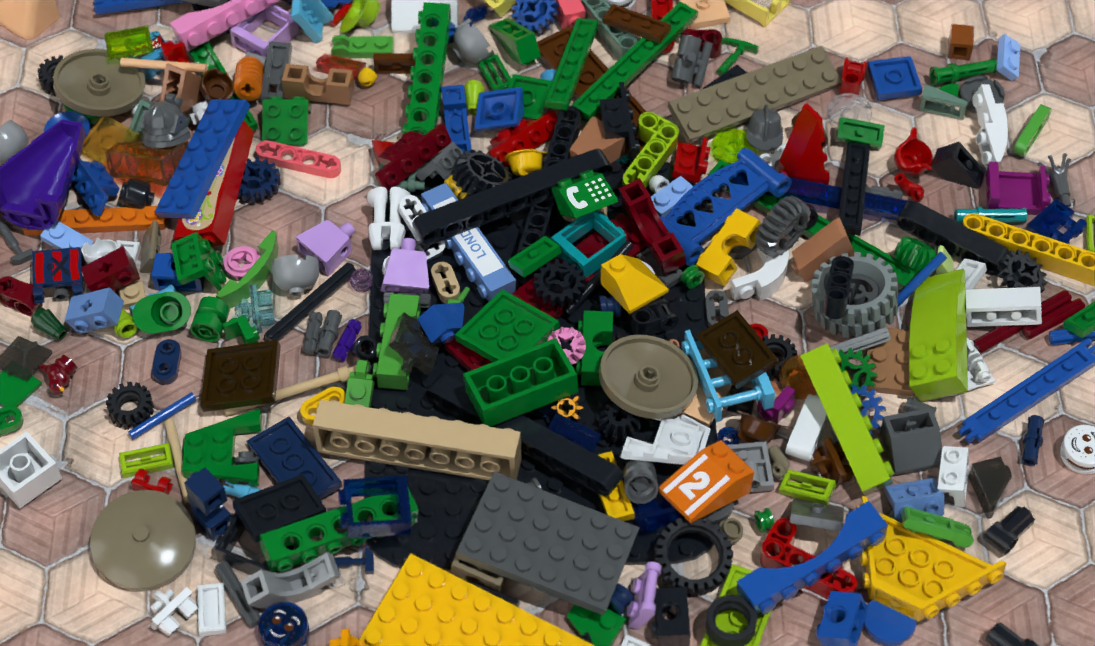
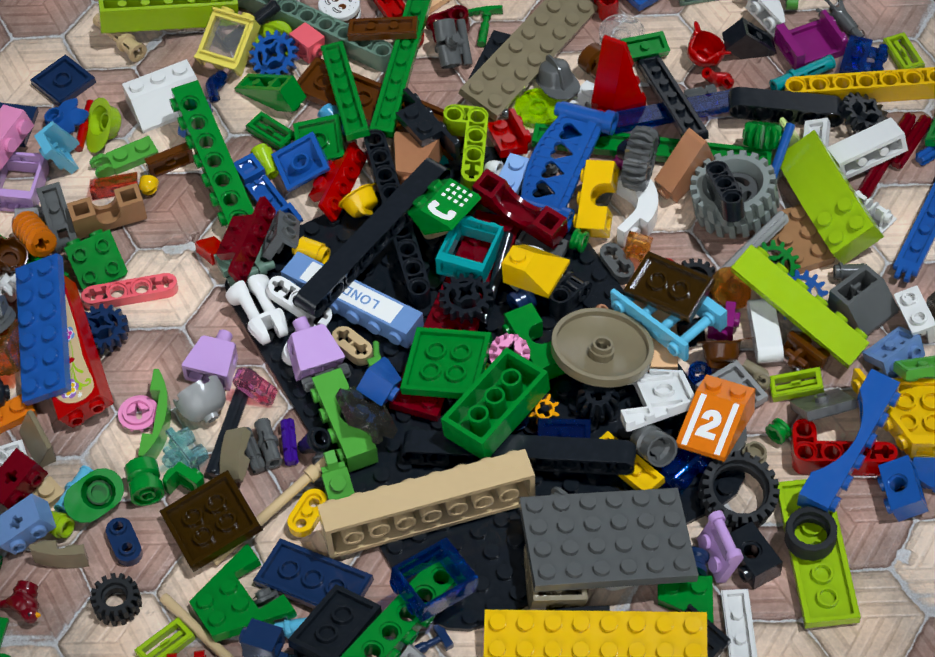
camera: 25 degrees left, 0 degrees up
(104, 347) = (49, 554): none -> dark tan slope
(162, 416) = (153, 595): blue bar -> none
(165, 275) = (94, 453): blue brick -> none
(196, 259) = (98, 430): green bracket -> none
(289, 335) = (232, 453): none -> dark tan slope
(344, 281) = (255, 386): none -> clear pink beam
(361, 280) = (270, 374): clear purple plate -> none
(470, 43) = (233, 110): light grey cylinder -> none
(479, 172) = (325, 228): black gear -> none
(534, 256) = (430, 283): green plate -> none
(743, 303) = (637, 245): none -> clear orange tile

